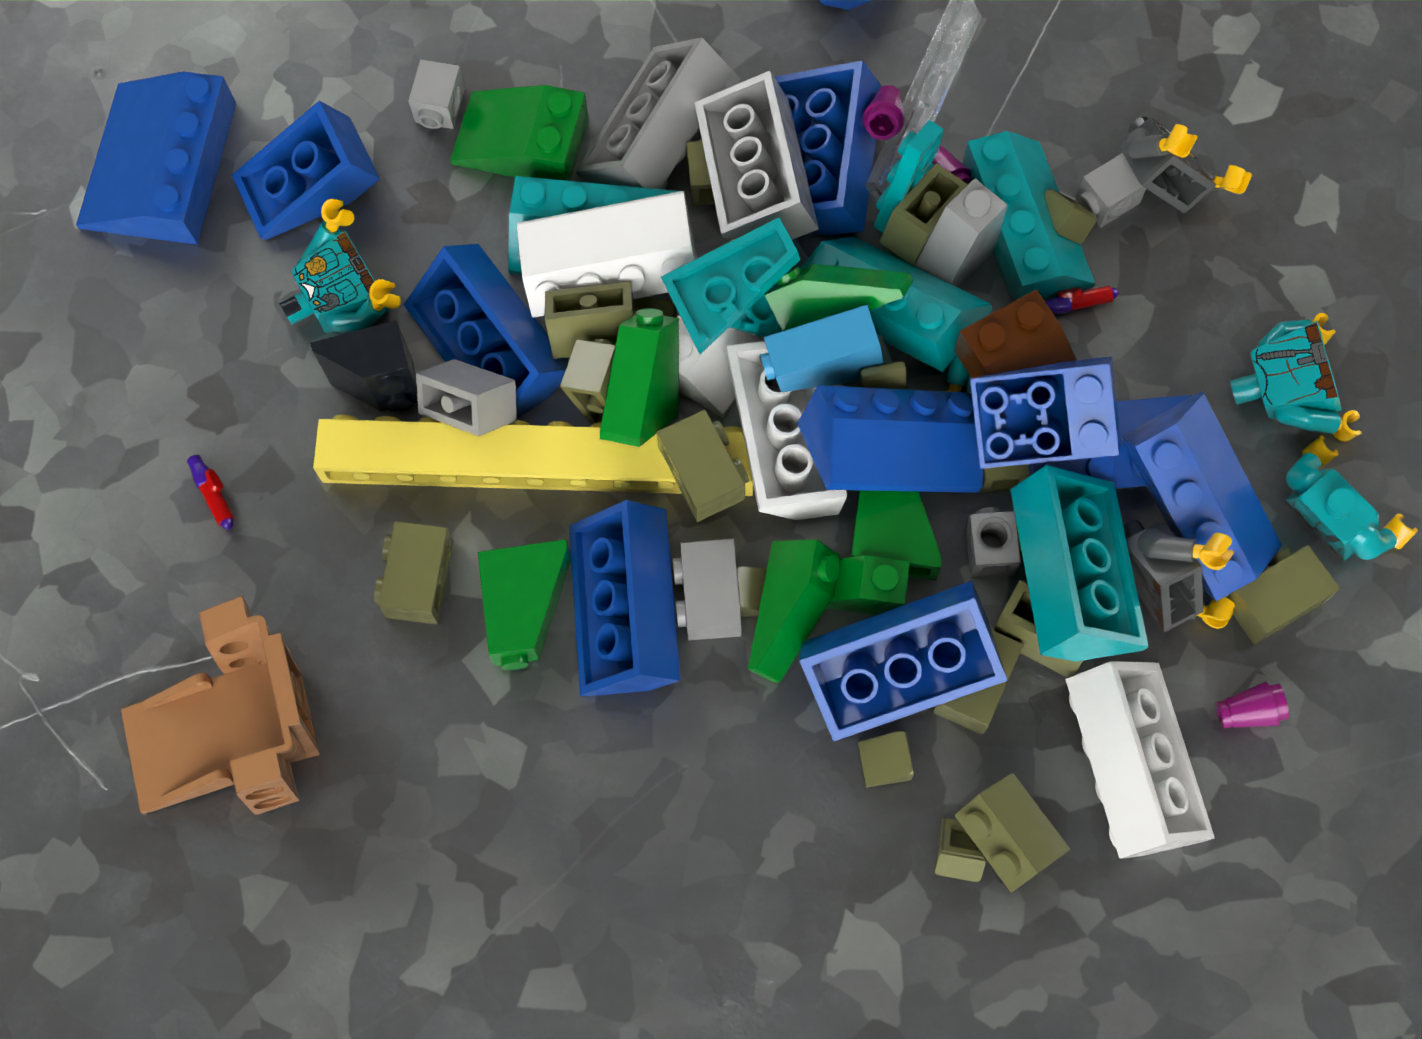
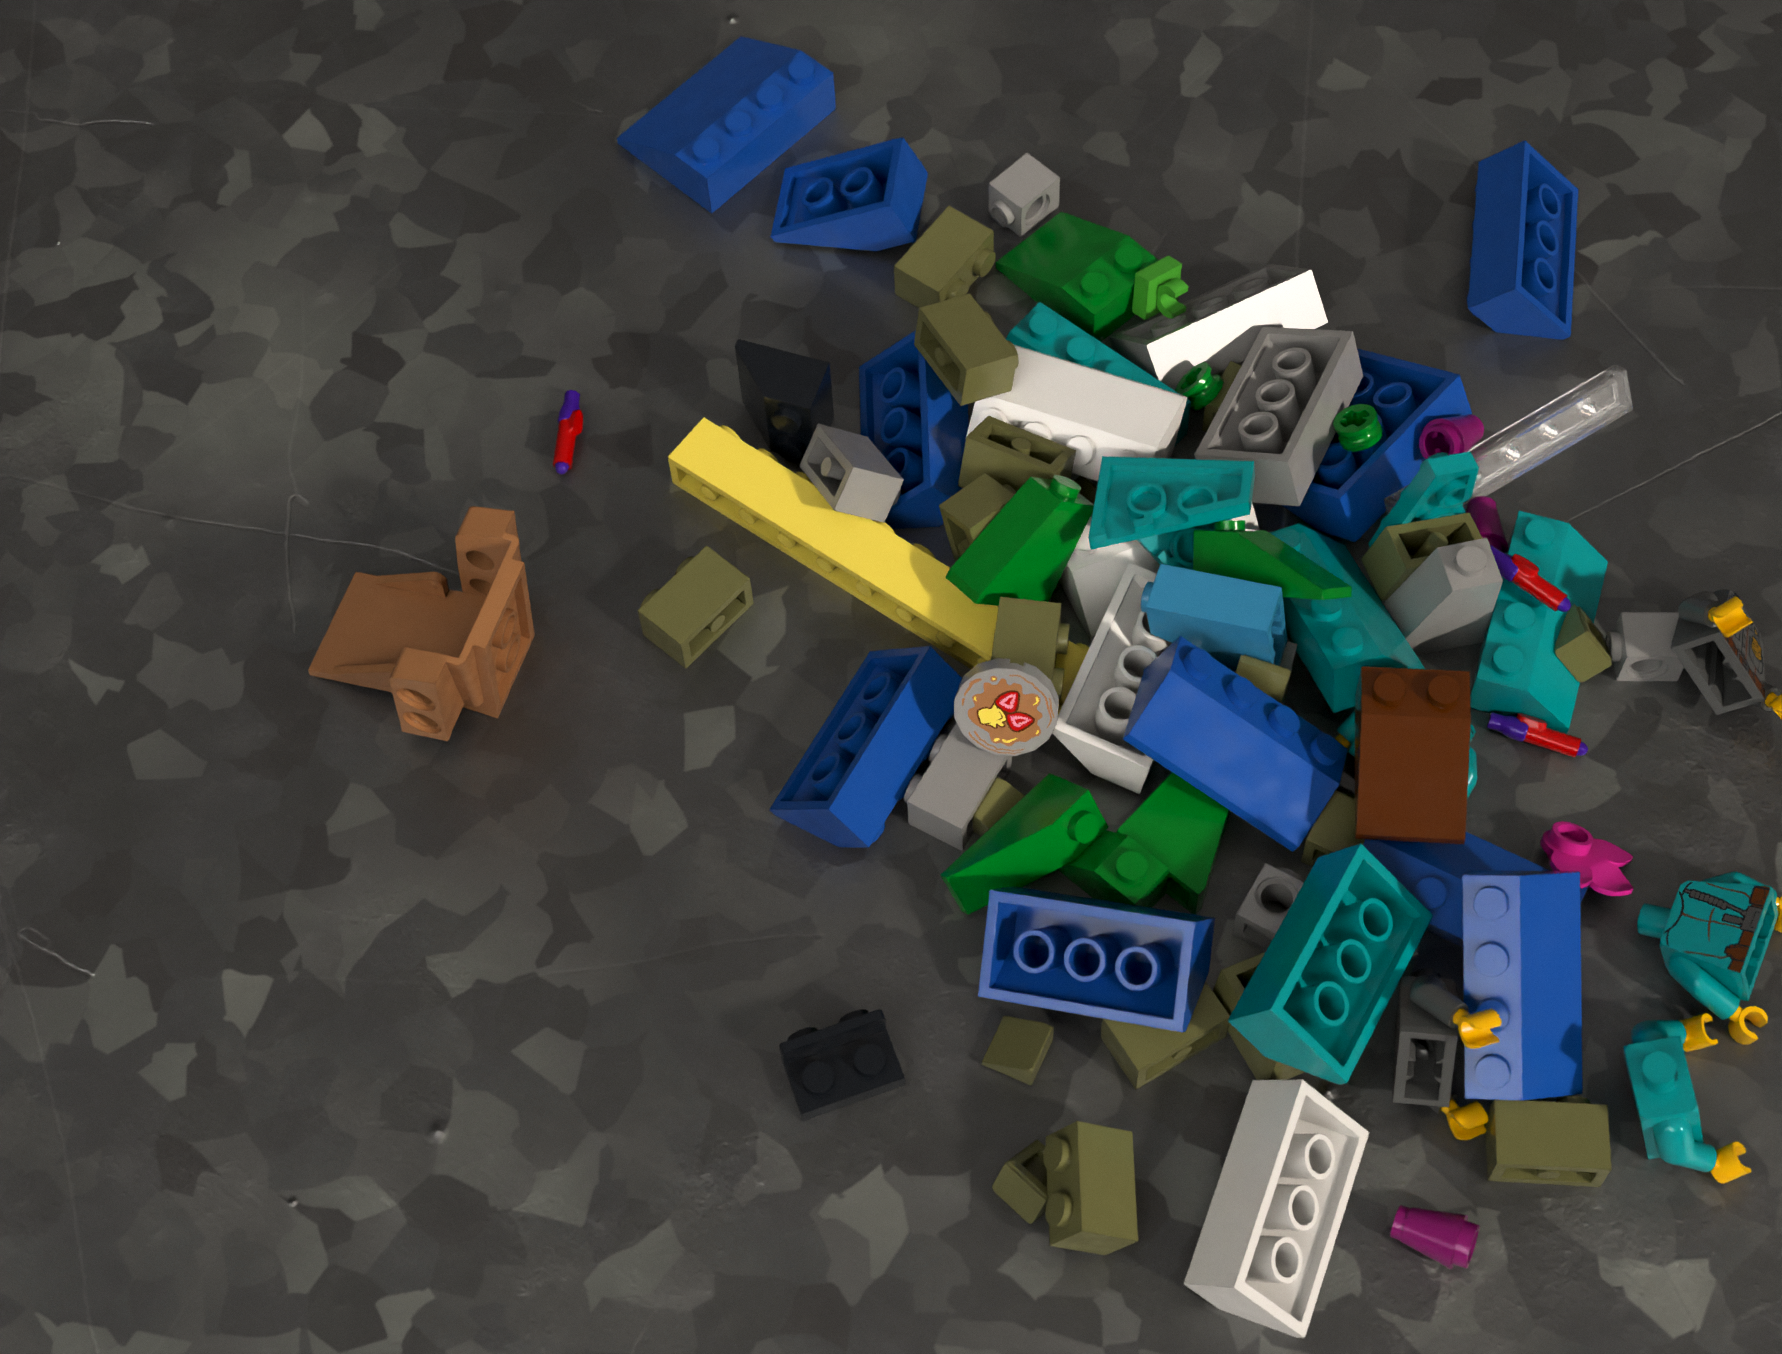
camera: 35 degrees right, 10 degrees down
(336, 280) = (810, 304): torso -> none
(414, 183) = (945, 260): none -> olive brick
(495, 249) = (966, 349): none -> olive brick
(520, 598) = (775, 686): green slope -> none
(596, 114) = (1159, 289): none -> bright green tile
(678, 174) = (1200, 385): none -> green bush
(719, 514) = (1006, 707): none -> tile
(770, 856) = (841, 1063): none -> black bracket
(817, 133) = (1357, 427): none -> green bush
(1010, 189) = (1525, 575): none -> red piece
(1047, 413) = (1400, 798): blue slope -> none
(1172, 374) = (1574, 849): none -> dark pink plate

